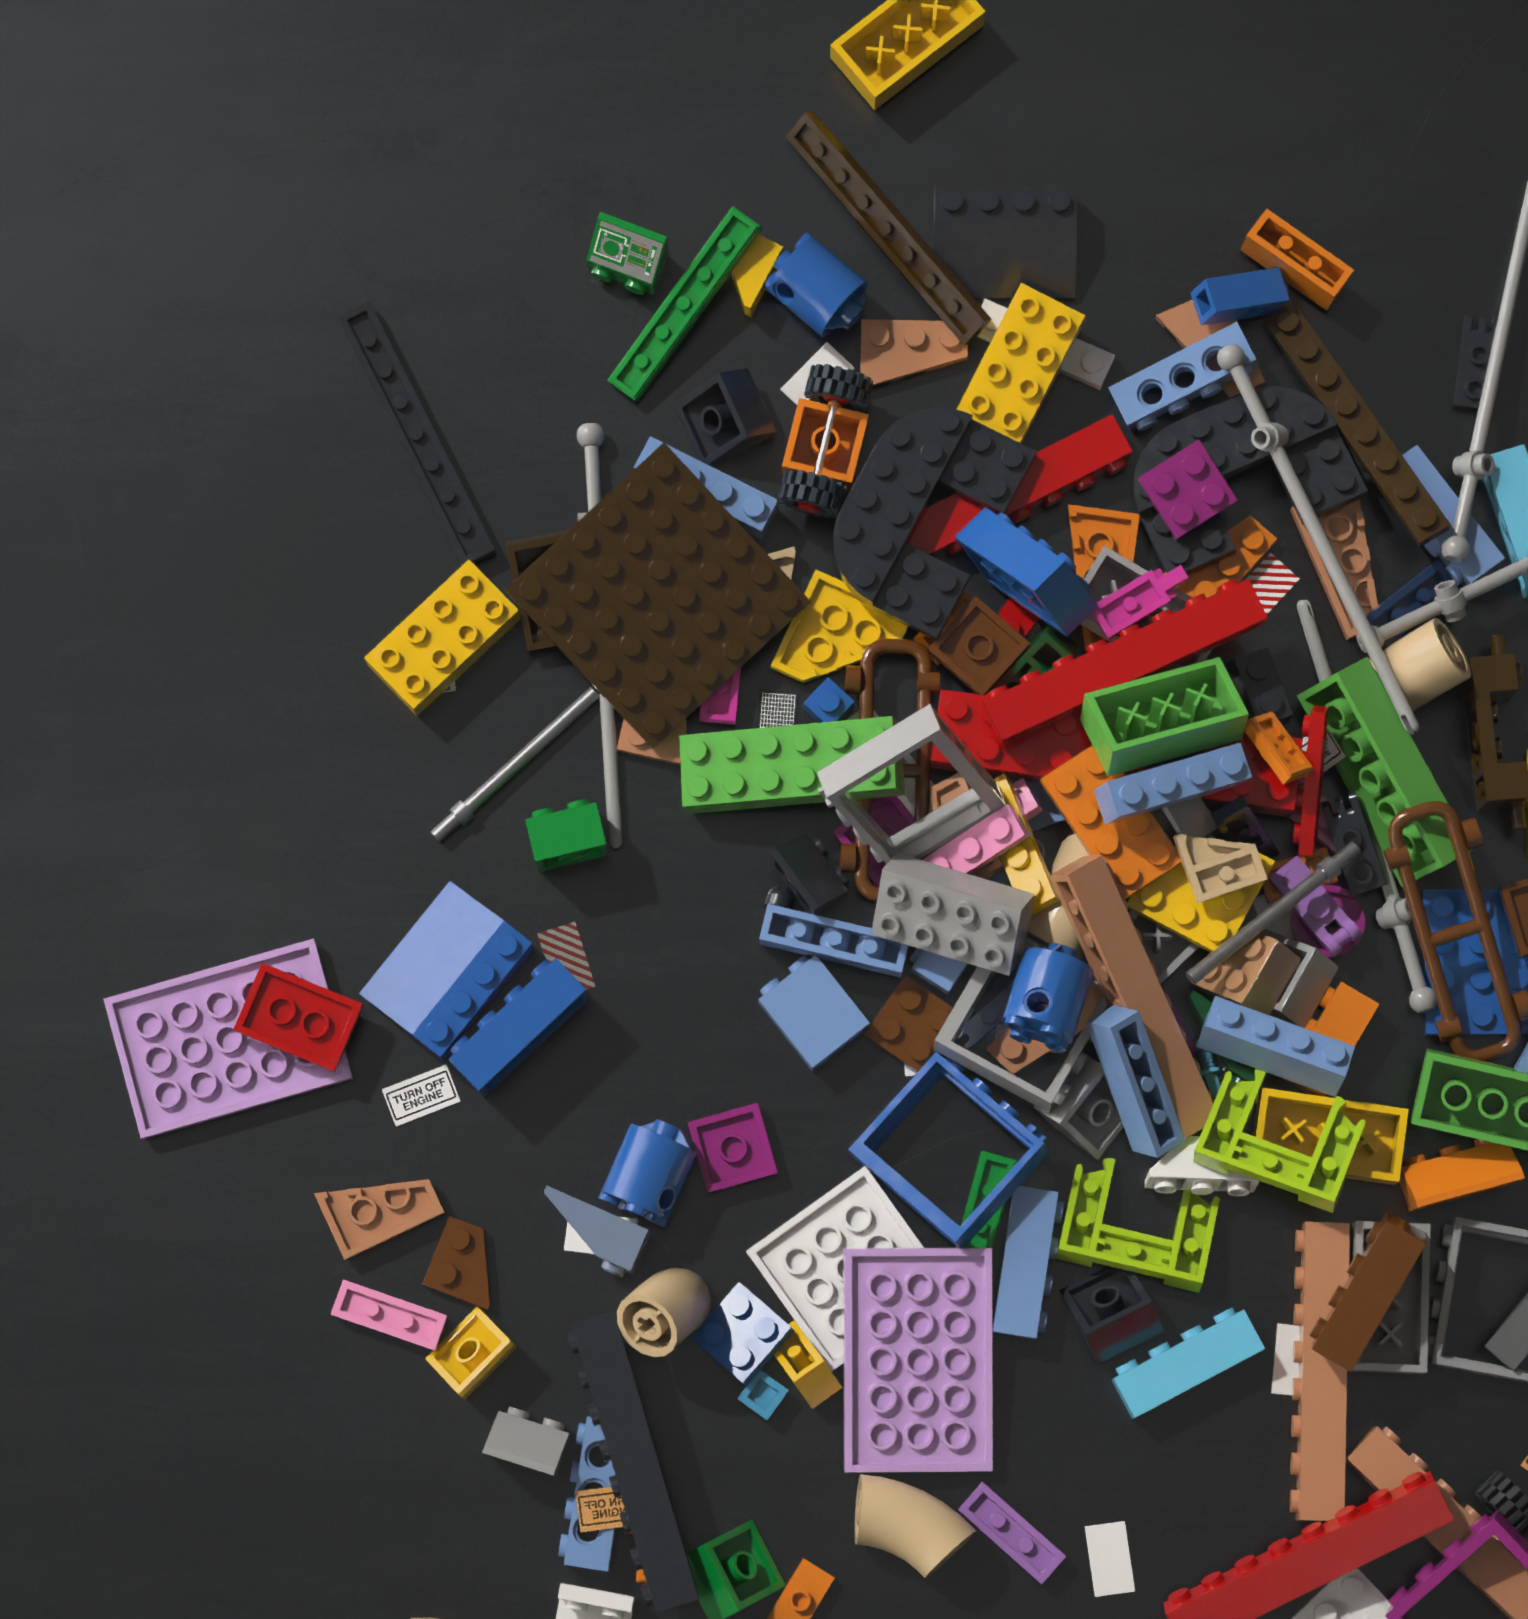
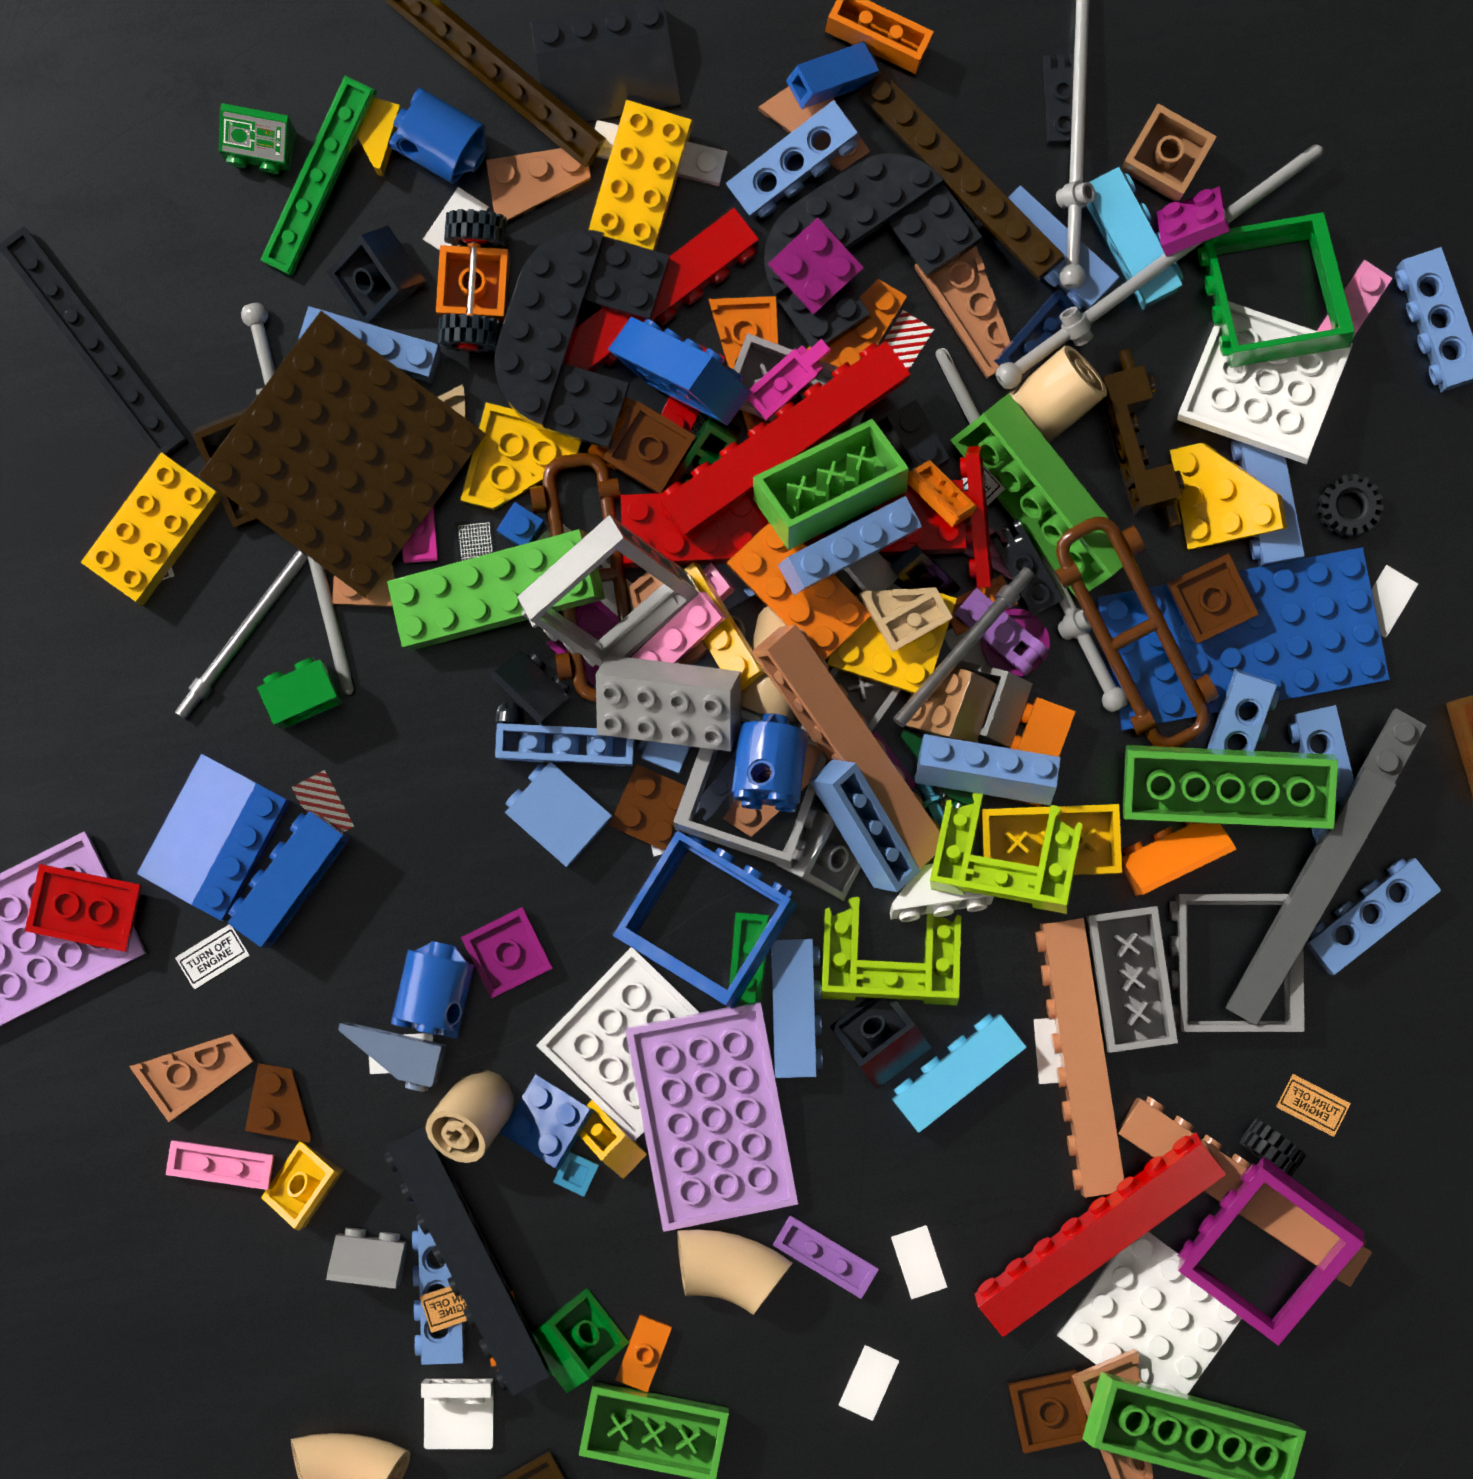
camera: 15 degrees left, 5 degrees up
(1271, 438) = (885, 204): light grey bar -> none
(1368, 1291) = (1112, 979): reddish brown wedge -> none

